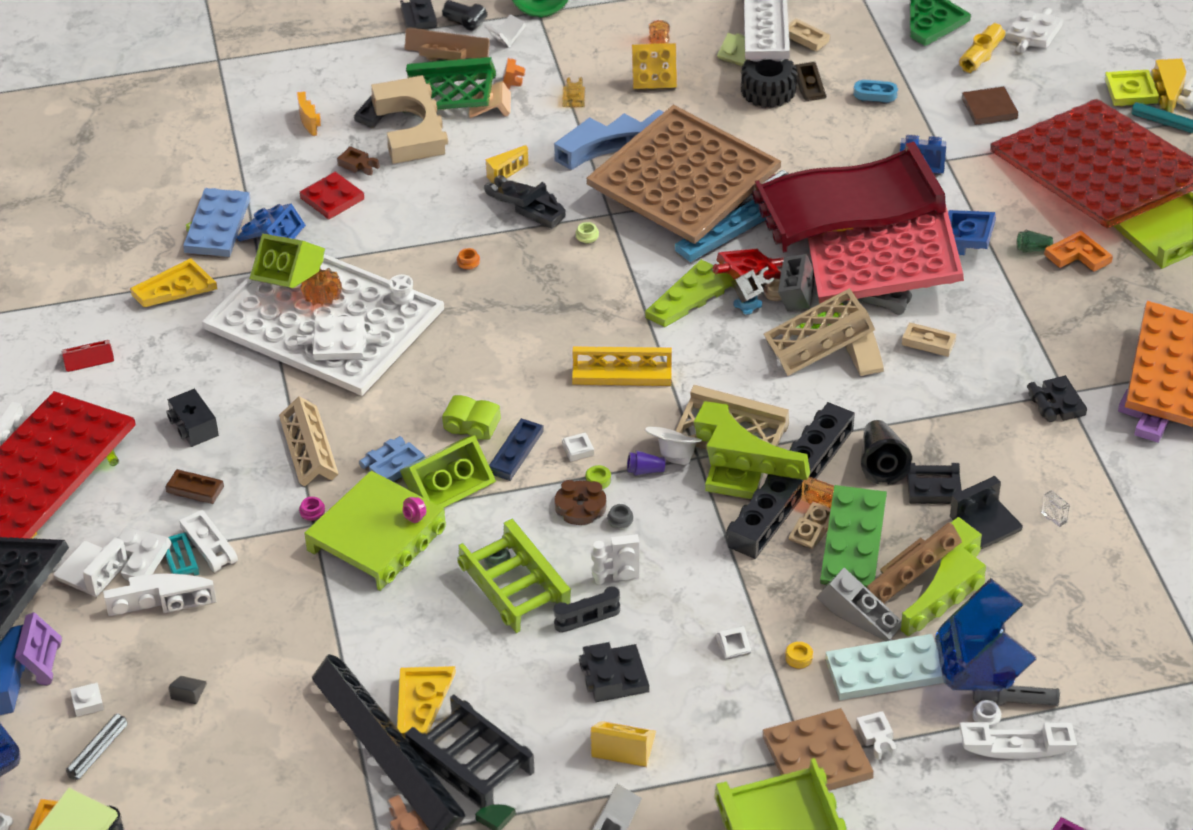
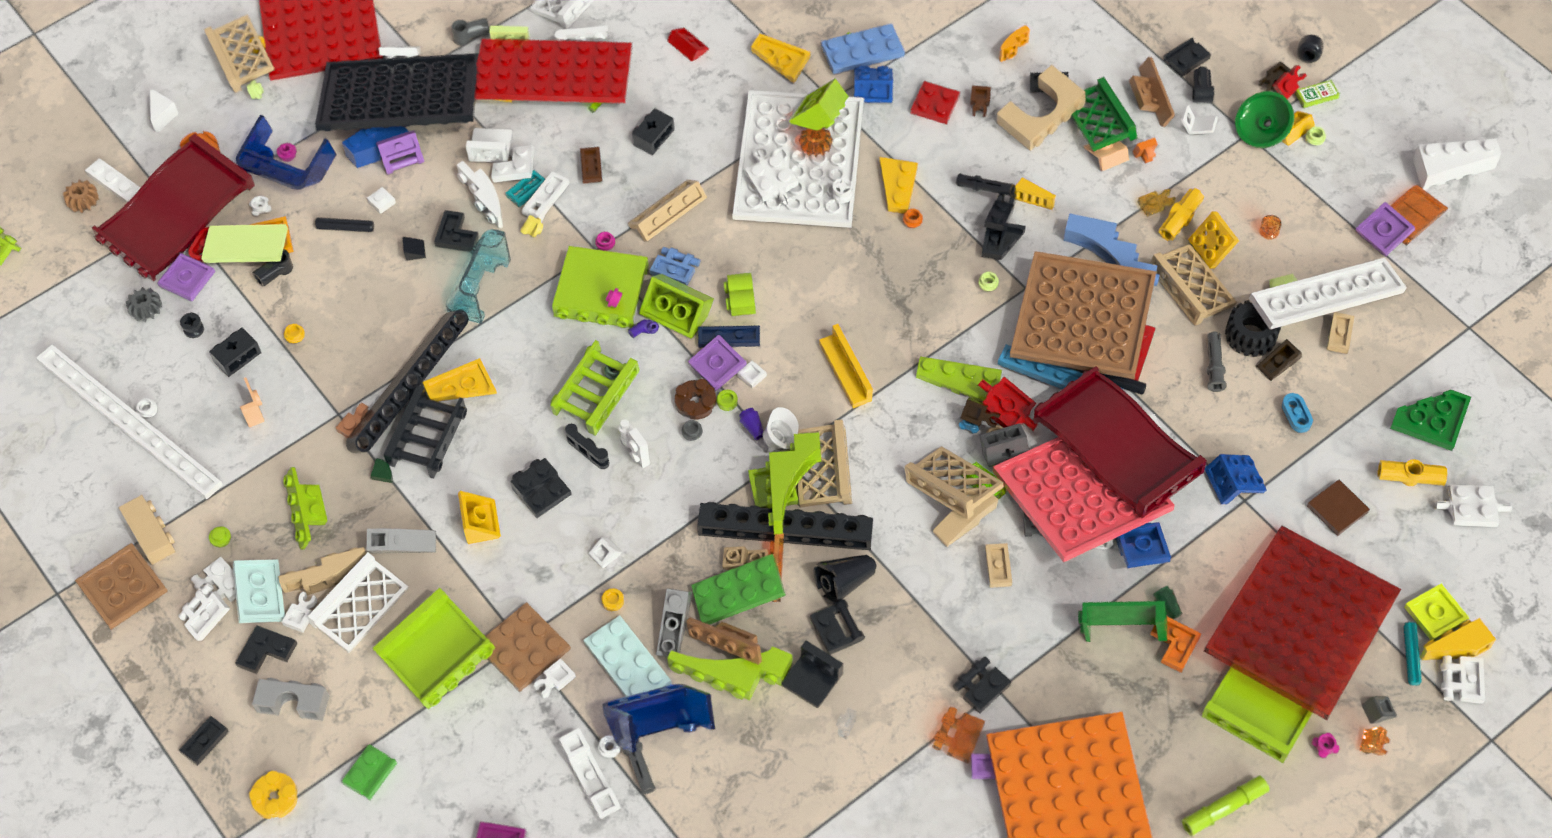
camera: 65 degrees right, 15 degrees up
(199, 644) = (452, 236): none -> black plate
(245, 564) = (532, 226): none -> light yellow plate
(281, 636) = (485, 256): none -> clear light blue windscreen
(416, 254) = (898, 183): none -> yellow wing
(455, 512) = (643, 326): none -> dark purple arm
(464, 195) = (978, 183): none -> black pin
(548, 464) = (717, 362): none -> medium lavender plate
(603, 80) = (1181, 214): none -> yellow piece
(717, 109) = (1179, 288): none -> tan fence
(797, 119) = (1215, 369): none -> dark grey pin
(1061, 240) = (1123, 614): none -> green panel
(1106, 434) = (965, 738): none -> clear orange plate

